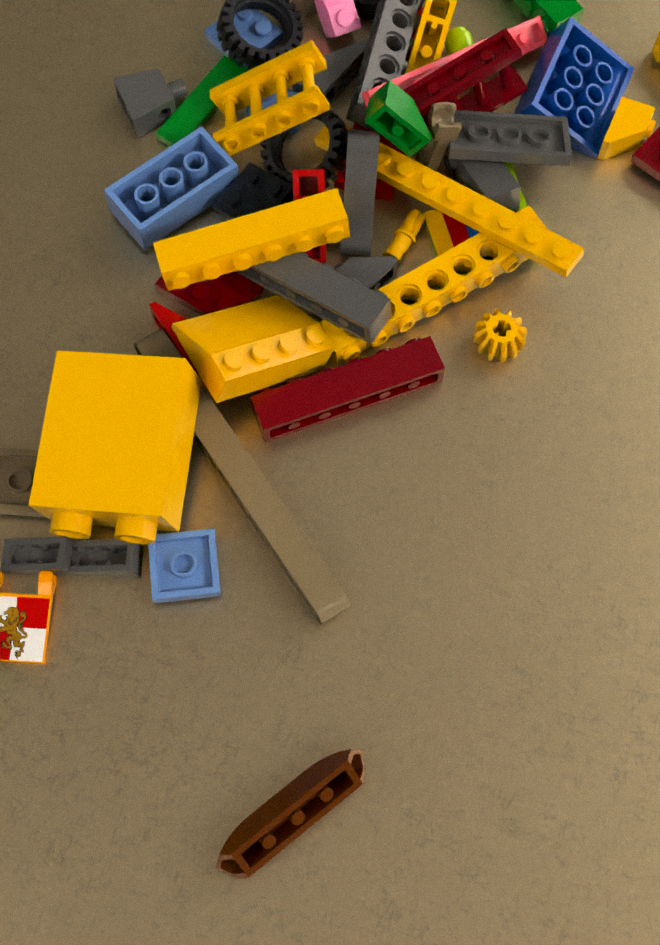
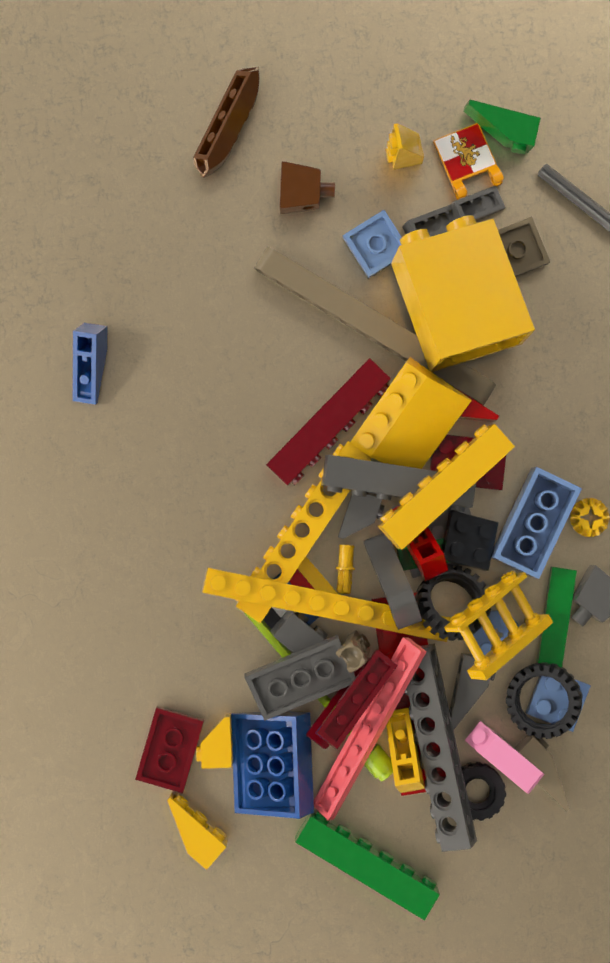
camera: 155 degrees right, 20 degrees up
(86, 656) = (404, 147): none -> yellow slope
(97, 179) = (582, 526): none -> yellow gear
(240, 675) = (302, 188): none -> reddish brown torso
(397, 118) = (388, 638): green slope -> none
(511, 332) = (231, 513): yellow gear -> none
(610, 586) = (88, 361): none -> blue slope

